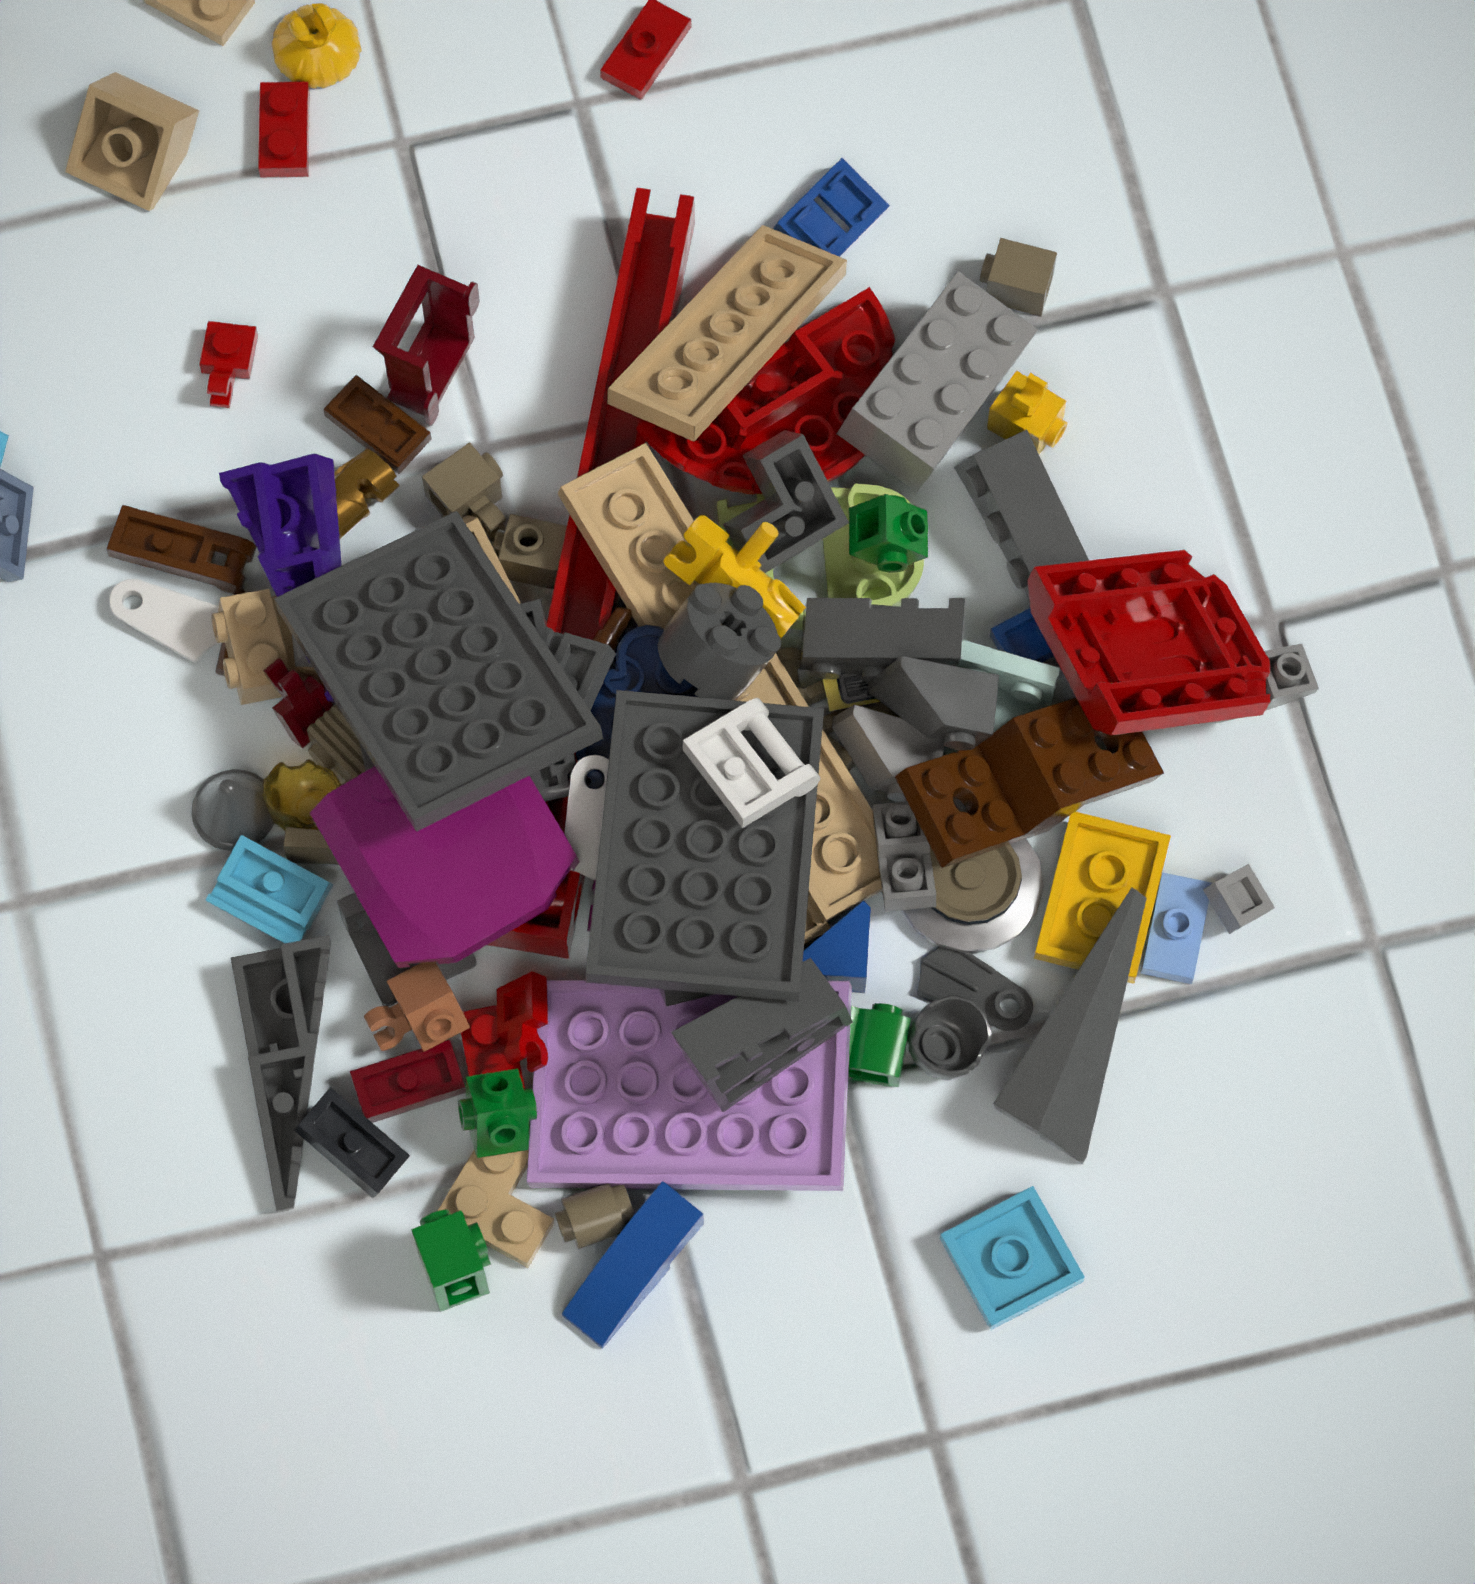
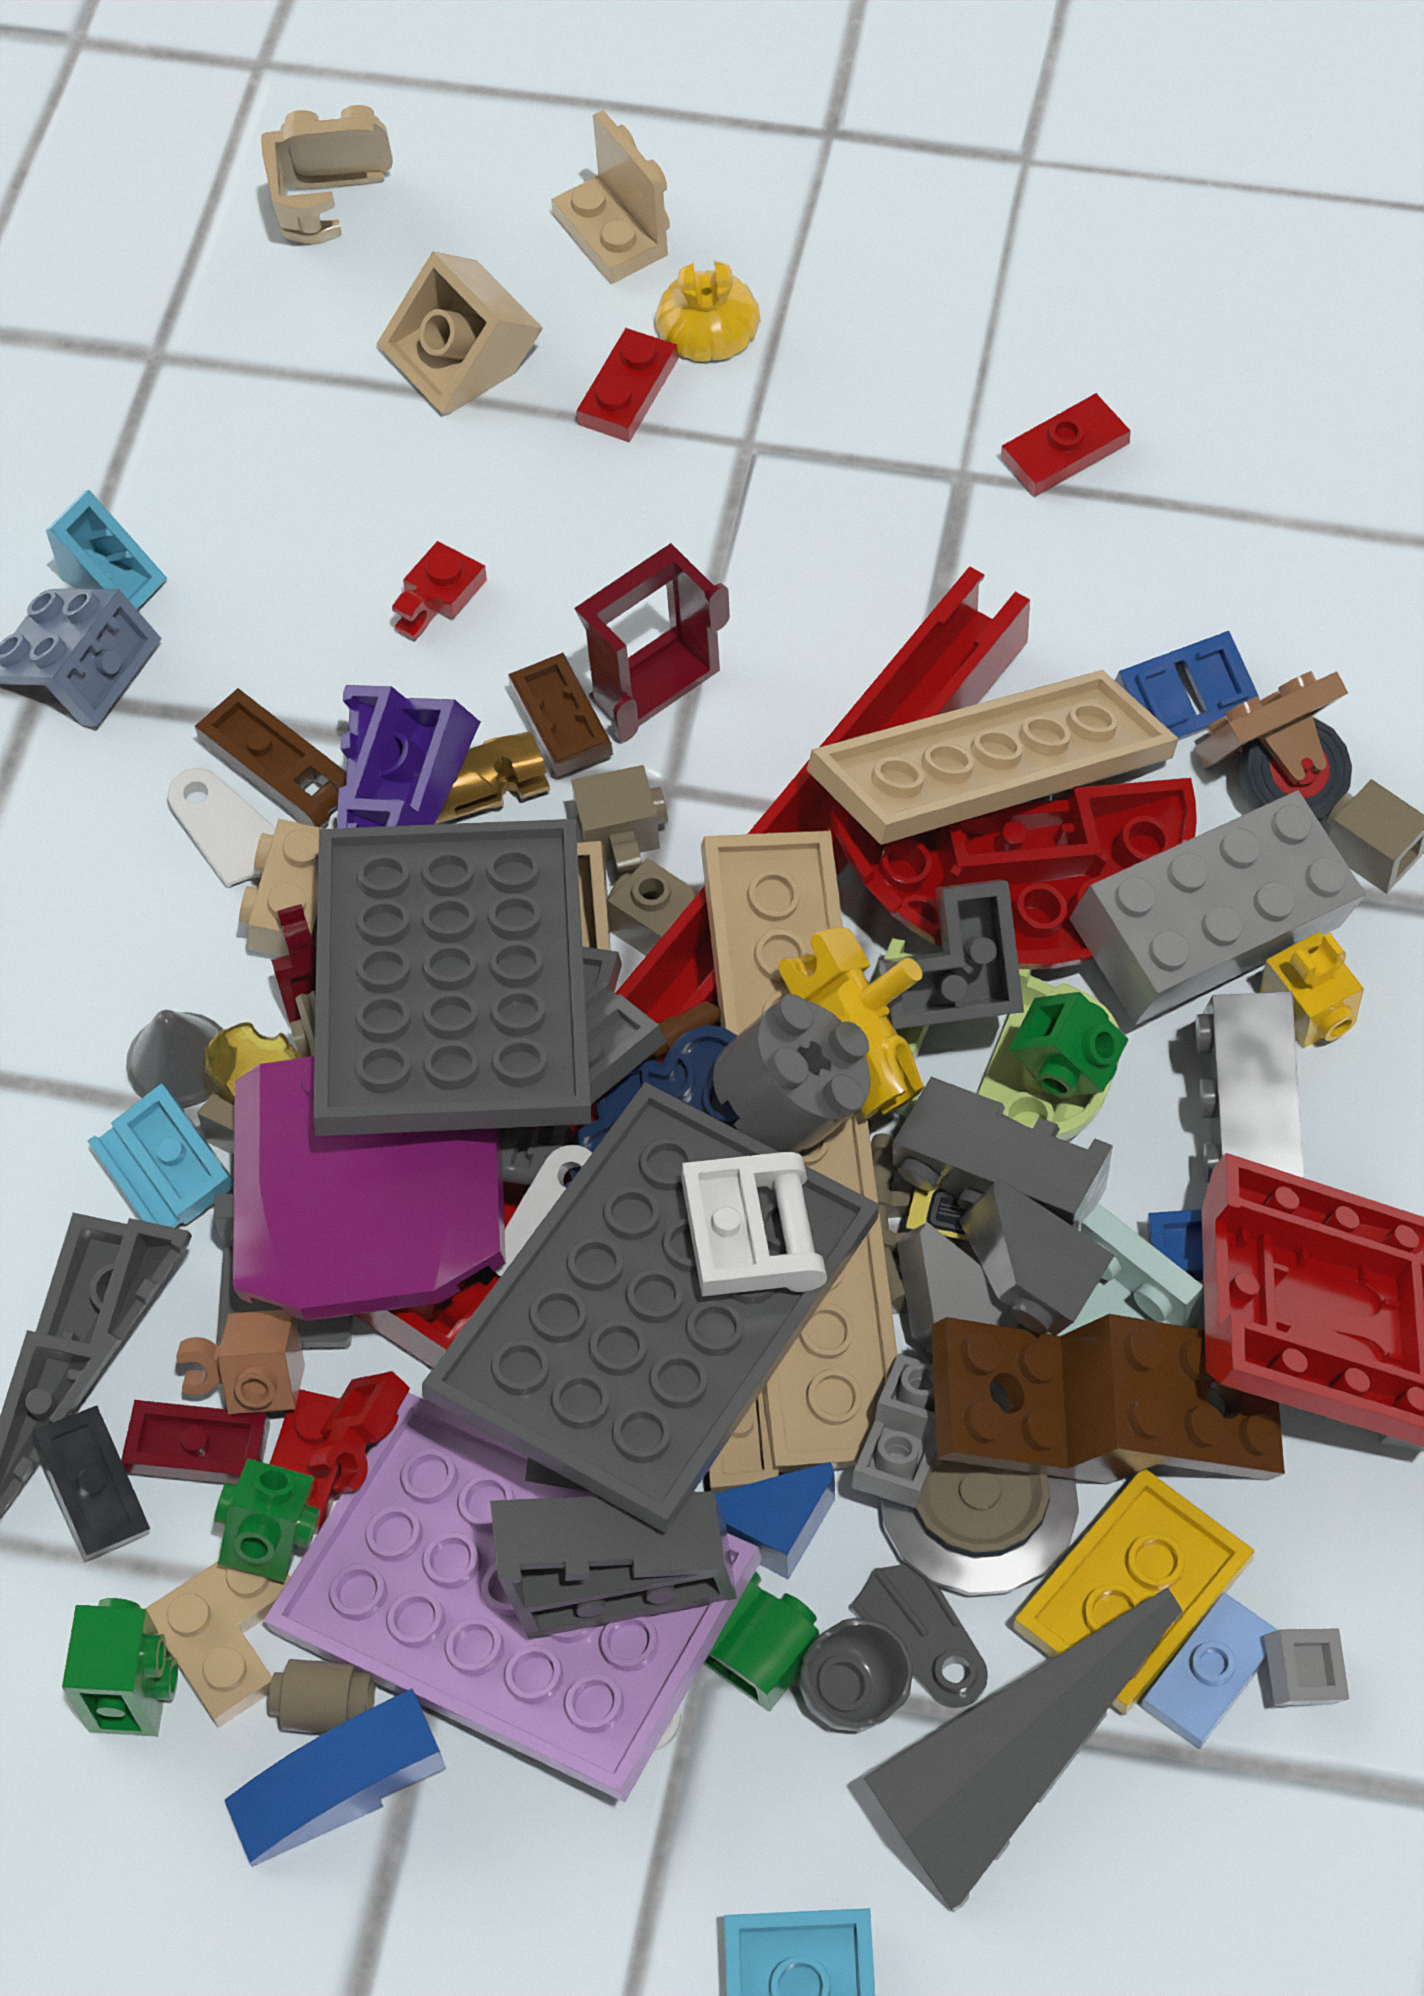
camera: 30 degrees right, 10 degrees down
(925, 236) = (1285, 745): none -> medium nougat plate

